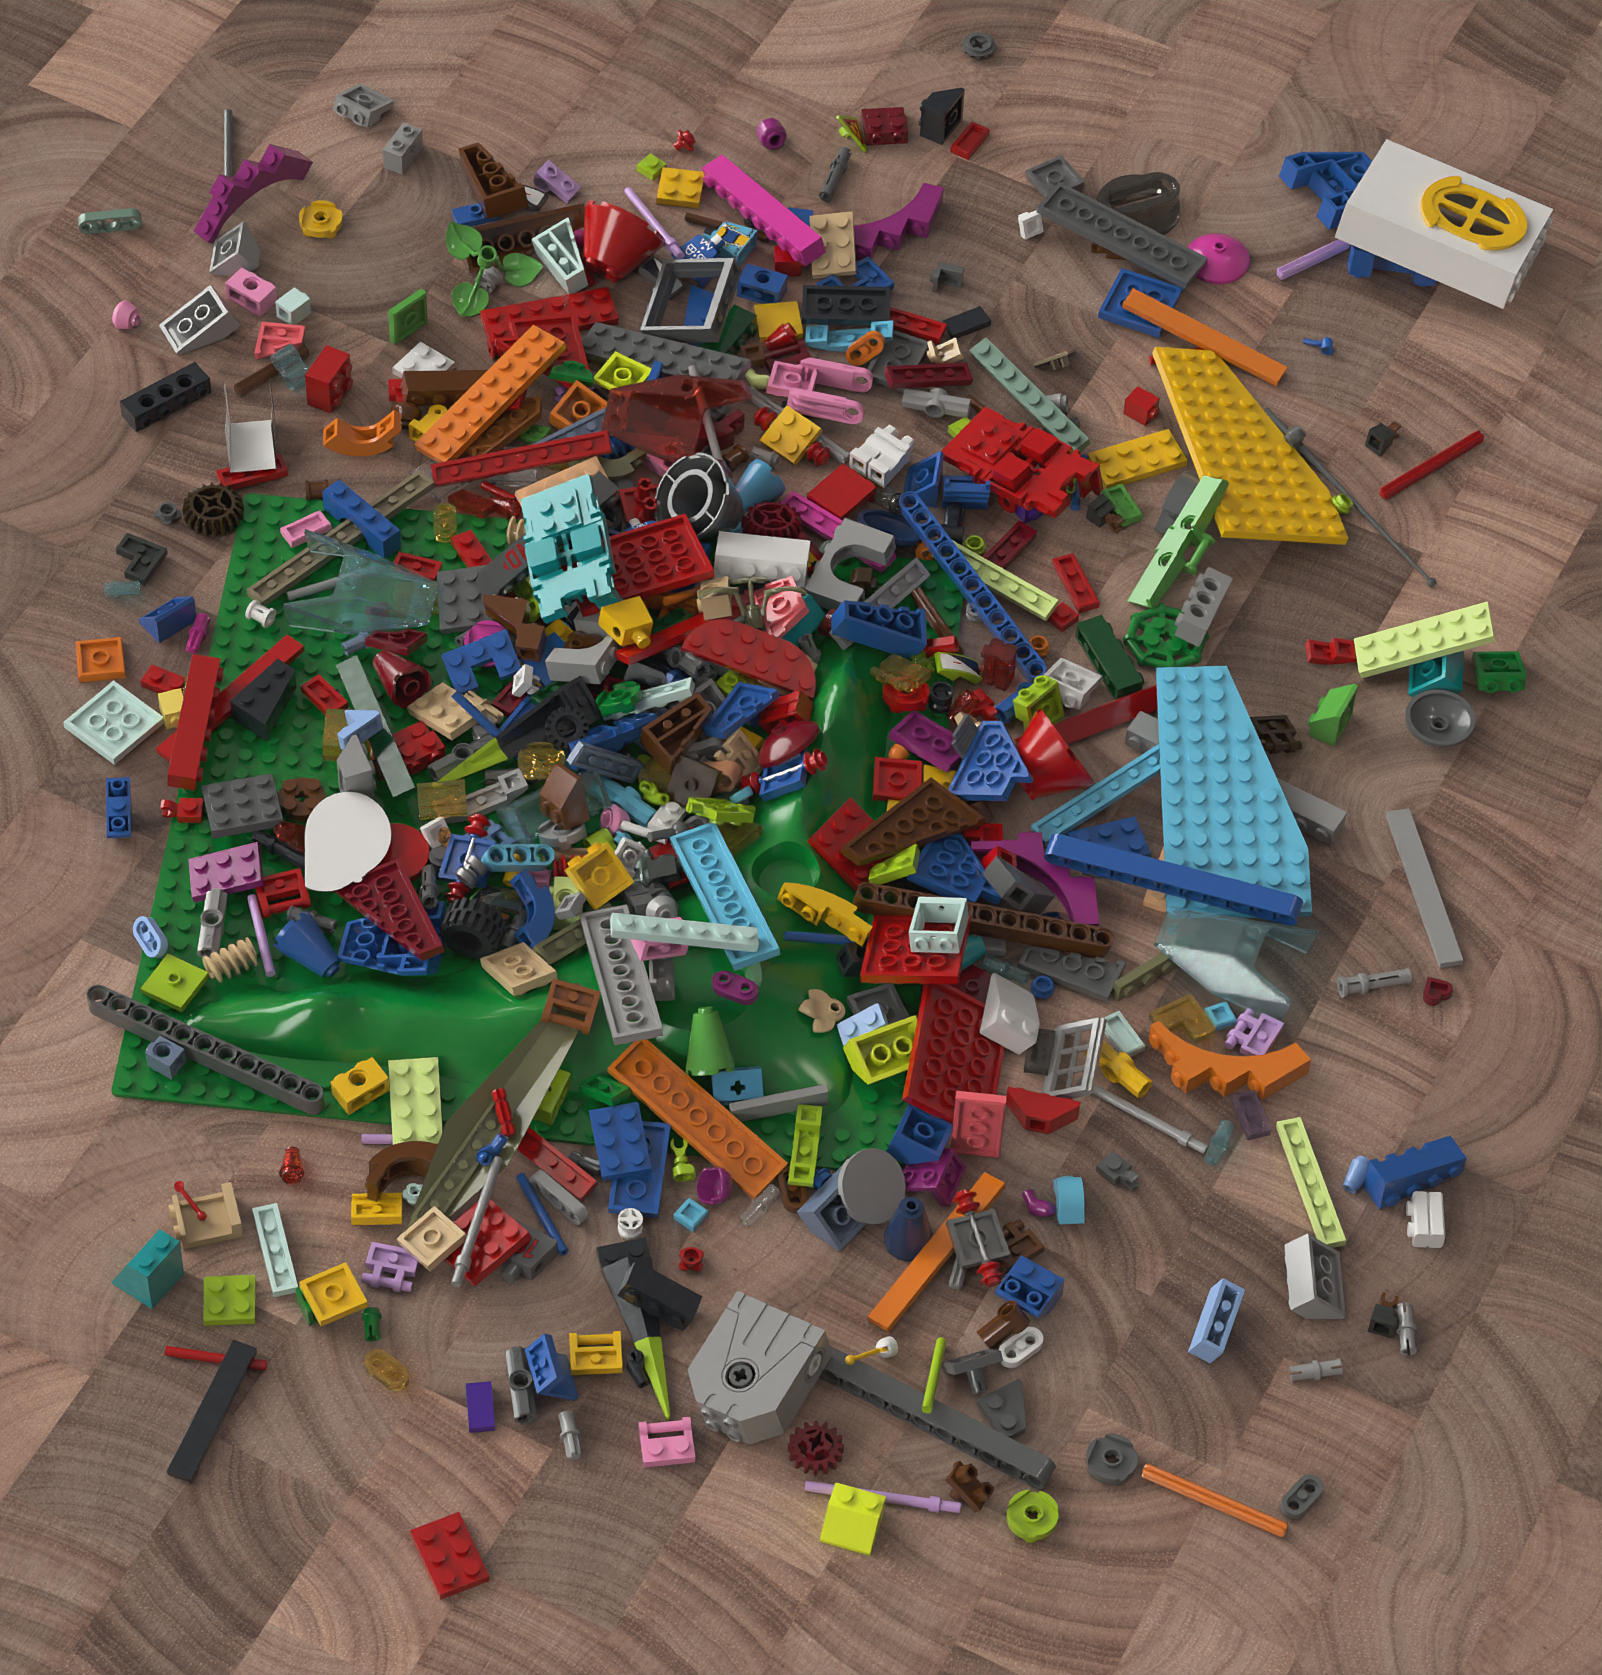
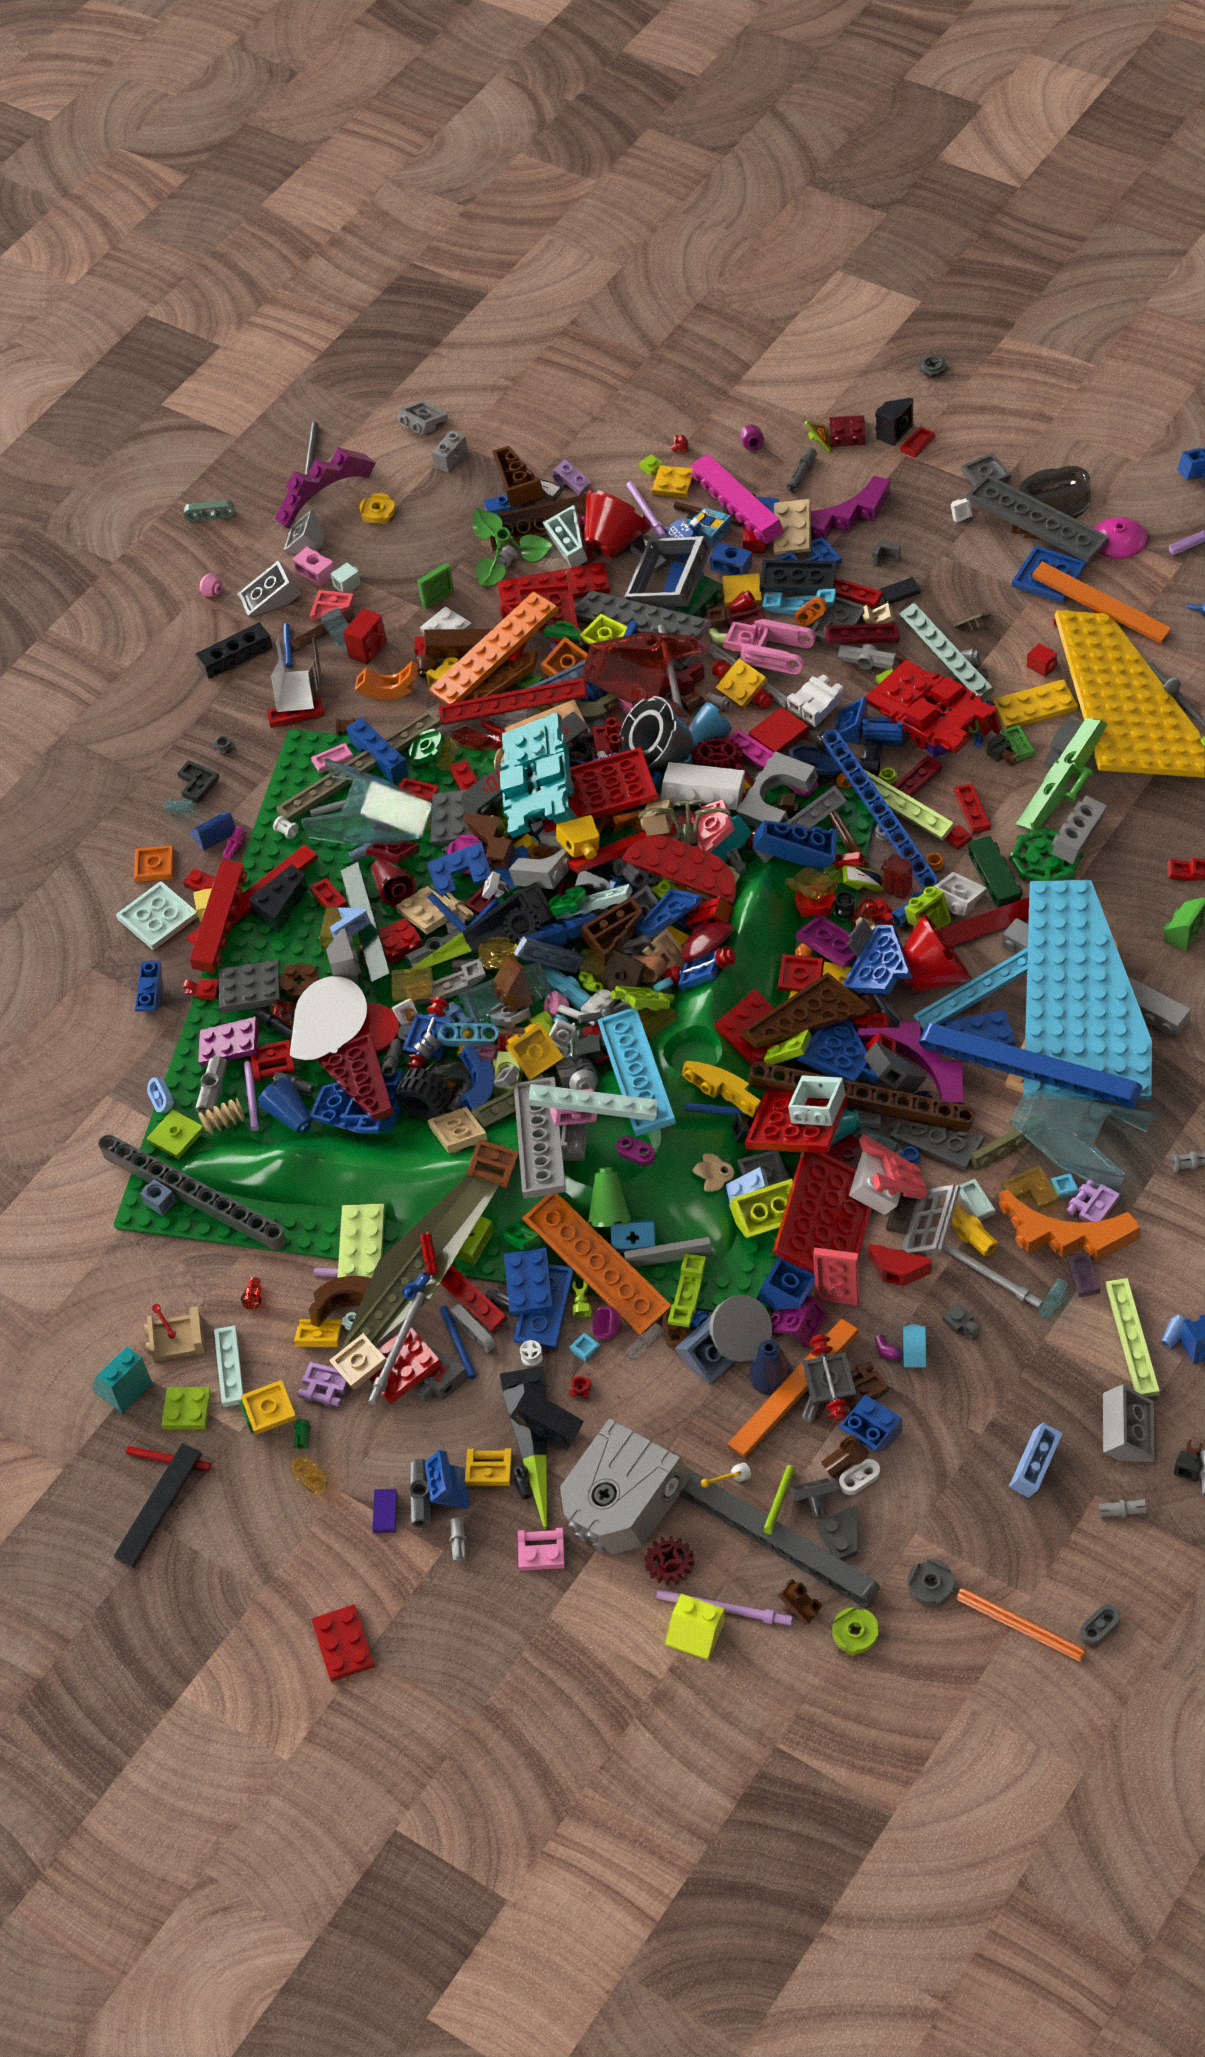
camera: 15 degrees right, 0 degrees up
(214, 515) = (260, 746): dark brown gear -> none
(231, 396) = (287, 646): none -> blue bar
(354, 1097) = (311, 1236): yellow brick -> none
(418, 523) = (427, 747): none -> green plate
(1002, 817) = (888, 1008): none -> wheel
(1036, 1007) = (900, 1173): none -> coral wing
(1274, 728) = (1129, 936): dark brown plate -> none

